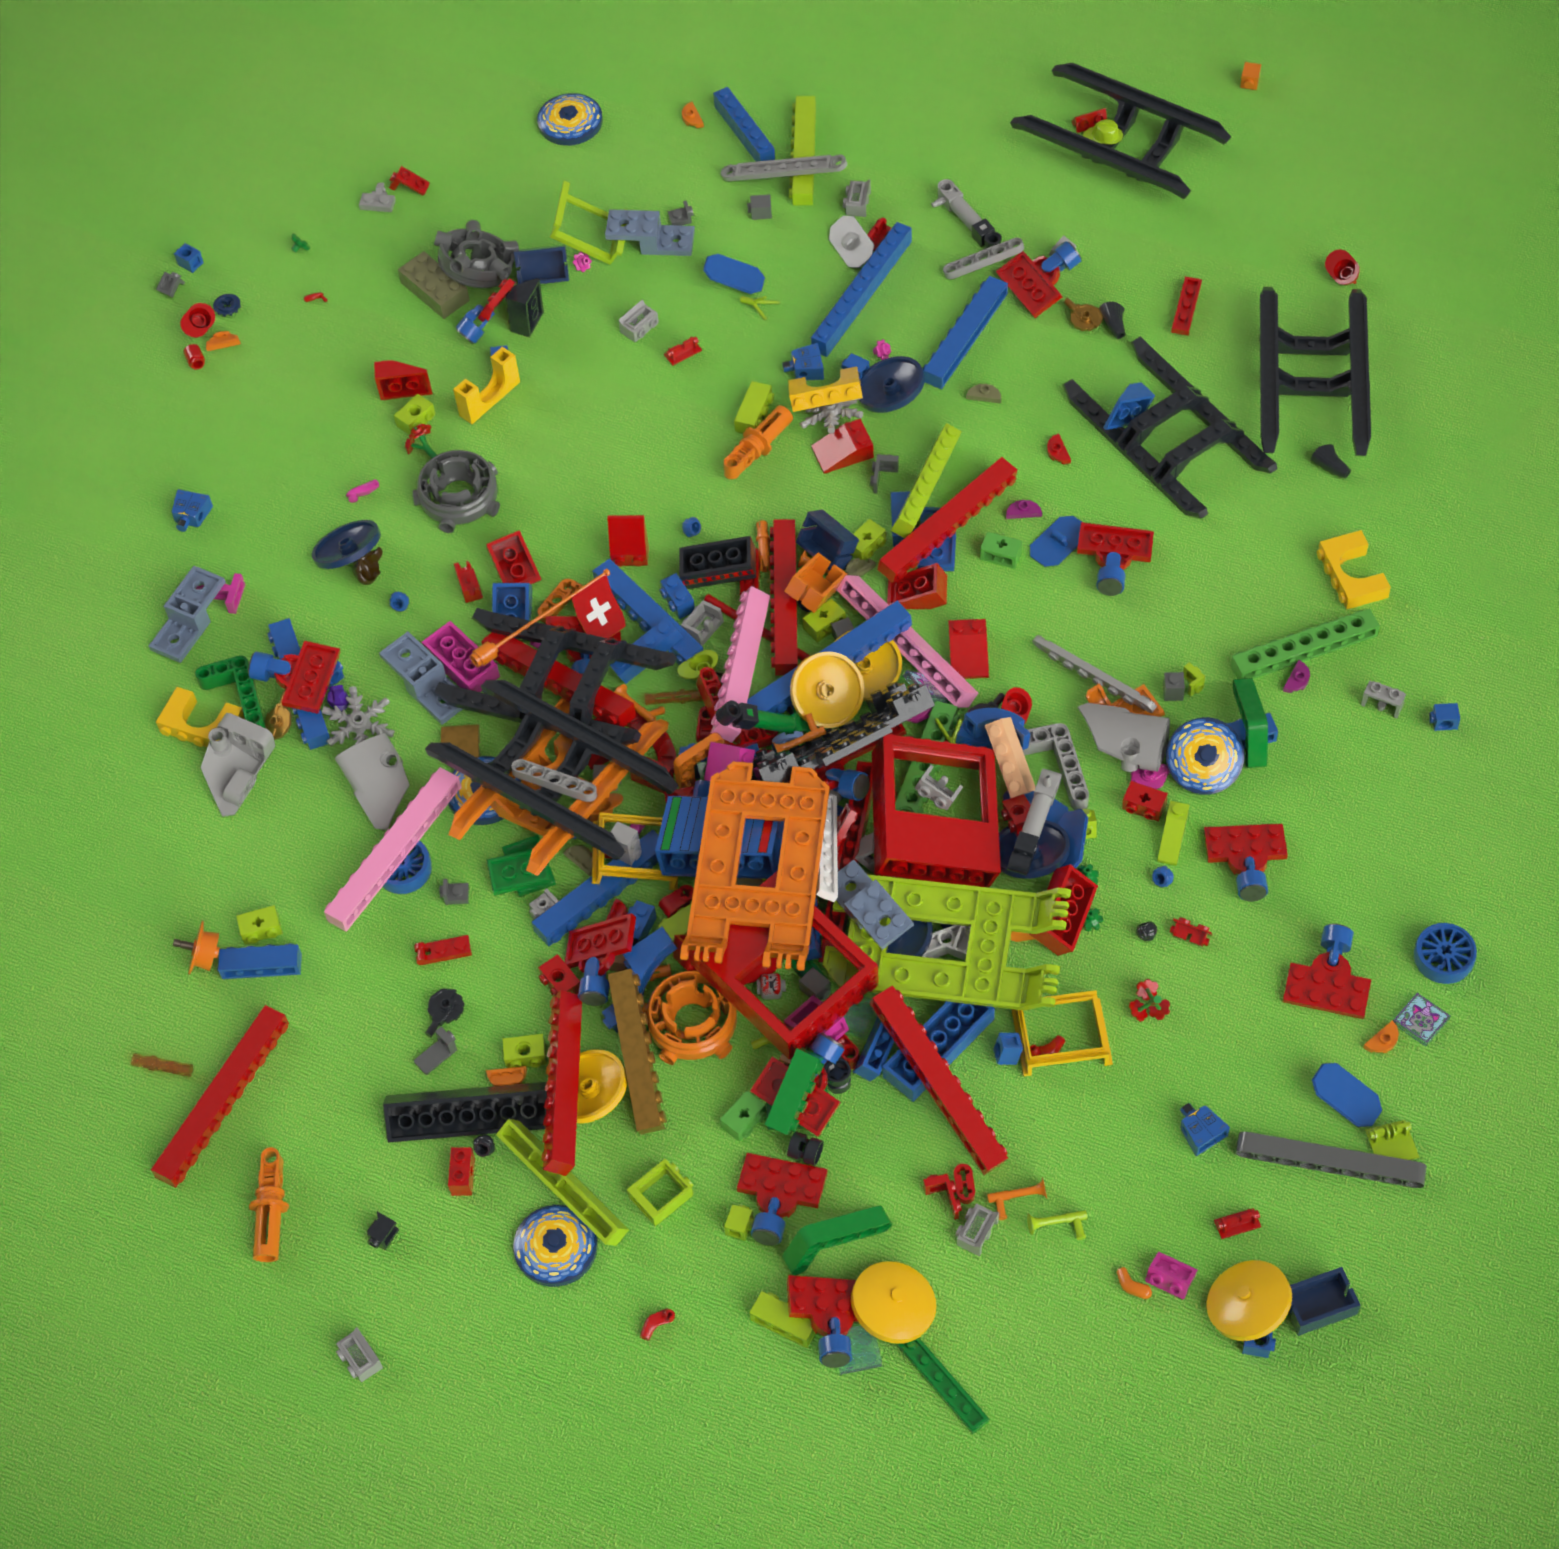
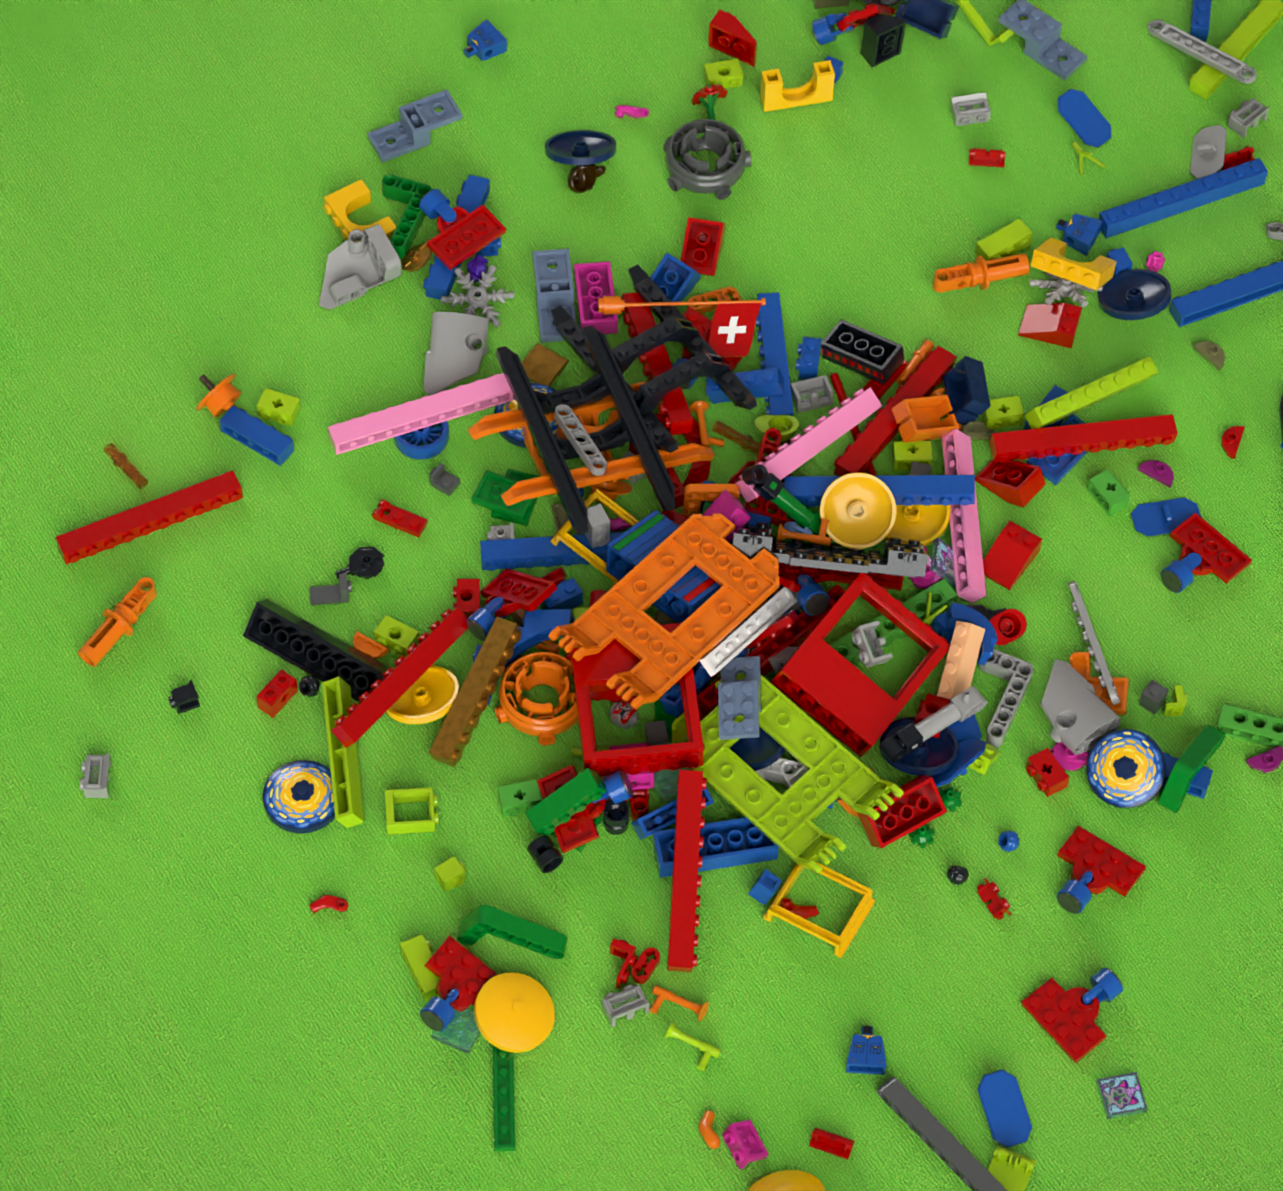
camera: 30 degrees right, 0 degrees up
(231, 593) = (463, 131): dark pink bracket -> none
(399, 601) = (587, 221): blue piece -> none
(468, 582) = (653, 240): red hinge -> none
(582, 261) = (965, 29): dark pink plant -> none
(628, 540) = (804, 287): red slope -> none
(681, 216) = (1083, 41): dark grey bracket -> none
(691, 527) = (869, 309): blue piece -> none
(760, 207) = (1157, 74): dark grey brick -> none
(779, 1189) = (500, 871): red plate -> none
(883, 463) = (1072, 357): dark grey bracket -> none
(1157, 1006) = (916, 920): red plant -> none
(1173, 833) = (1049, 812): lime slope -> none
(1384, 1039) = (1076, 1089): orange plate -> none
(1439, 948) = (1182, 1053): blue piece -> none

